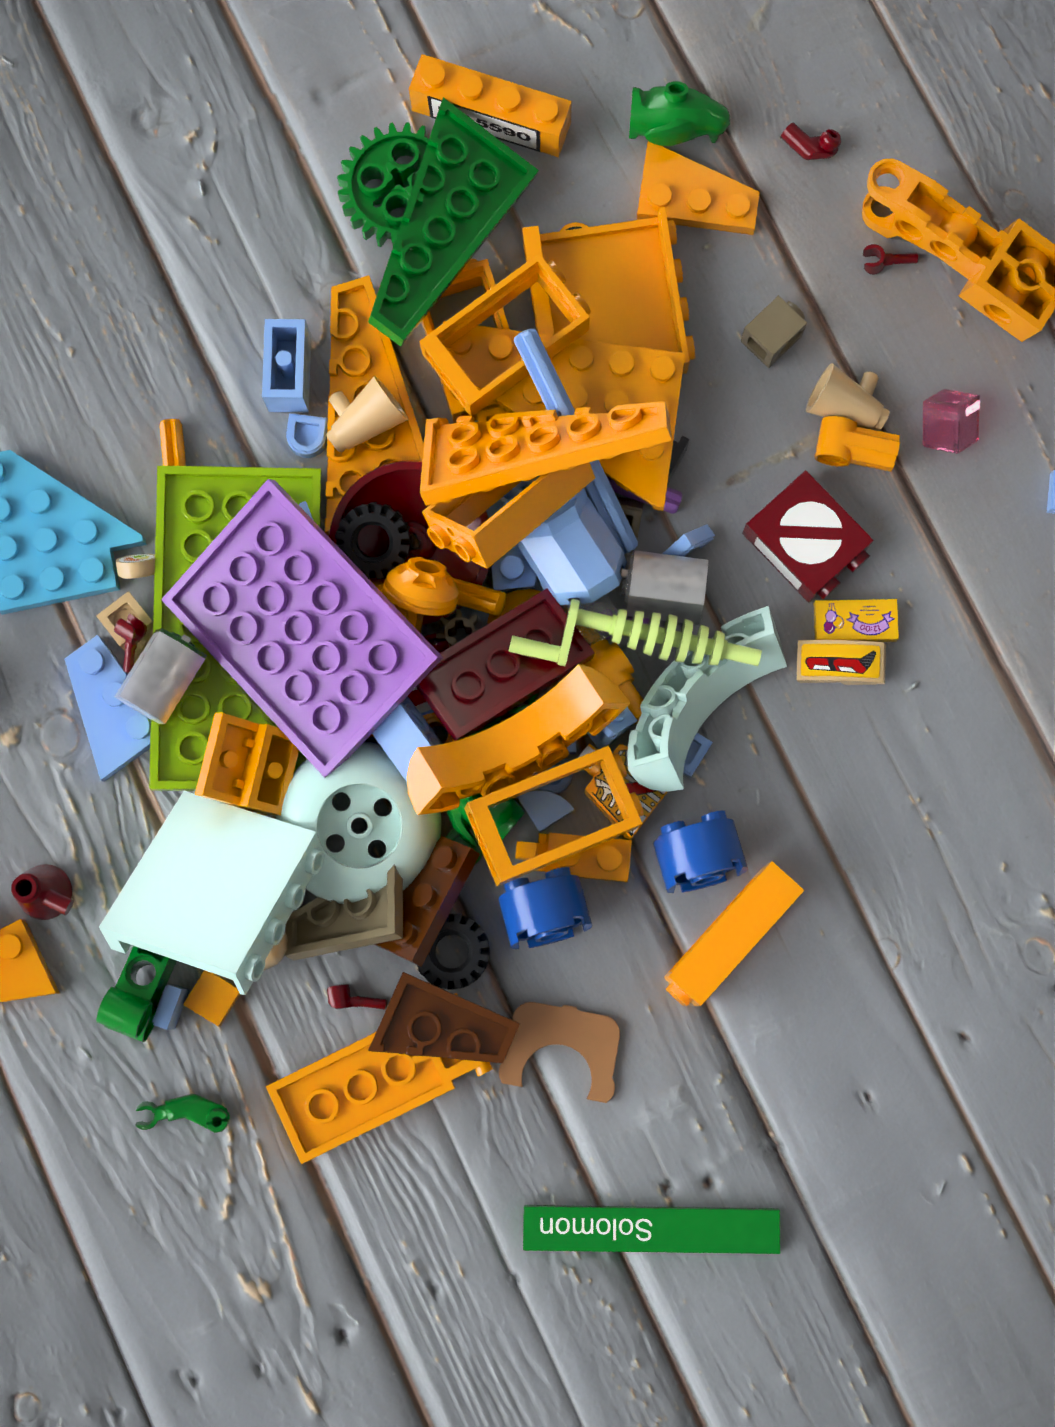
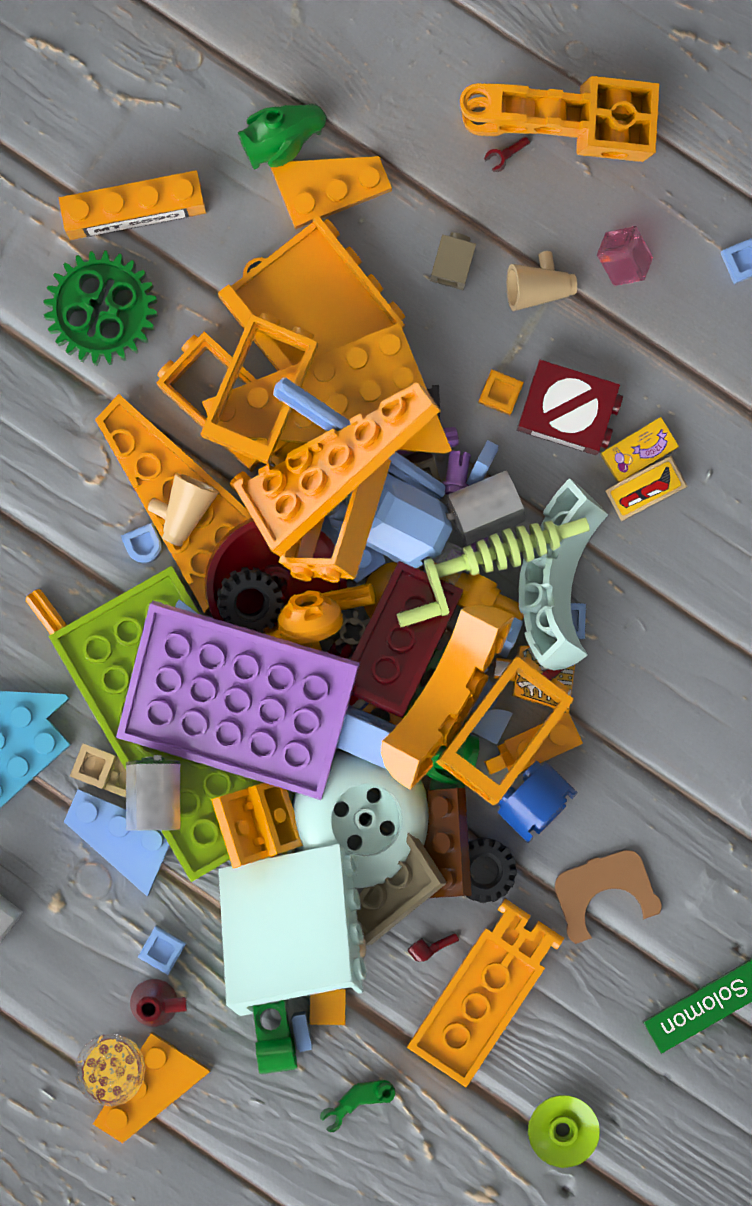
camera: 40 degrees left, 5 degrees up
(83, 843) = (162, 950): none -> light blue tile
(132, 631) = (106, 772): dark red hand -> none
(136, 566) = (78, 721): tan tile -> none
(286, 365) = (99, 501): light blue brick -> none
(371, 1293) = (570, 1148): none -> lime dish
(441, 1024) = (510, 927): reddish brown wing -> none
(454, 206) = (155, 302): green wing -> none
(656, 539) = (457, 471): none -> medium lavender pin
(699, 853) = (625, 693): blue brick -> none
(732, 935) = (683, 741): light orange window -> none
(748, 486) = (500, 392): none -> light orange tile
(812, 147) = (399, 95): dark red arm -> none
(846, 443) = (555, 318): light orange piece -> none

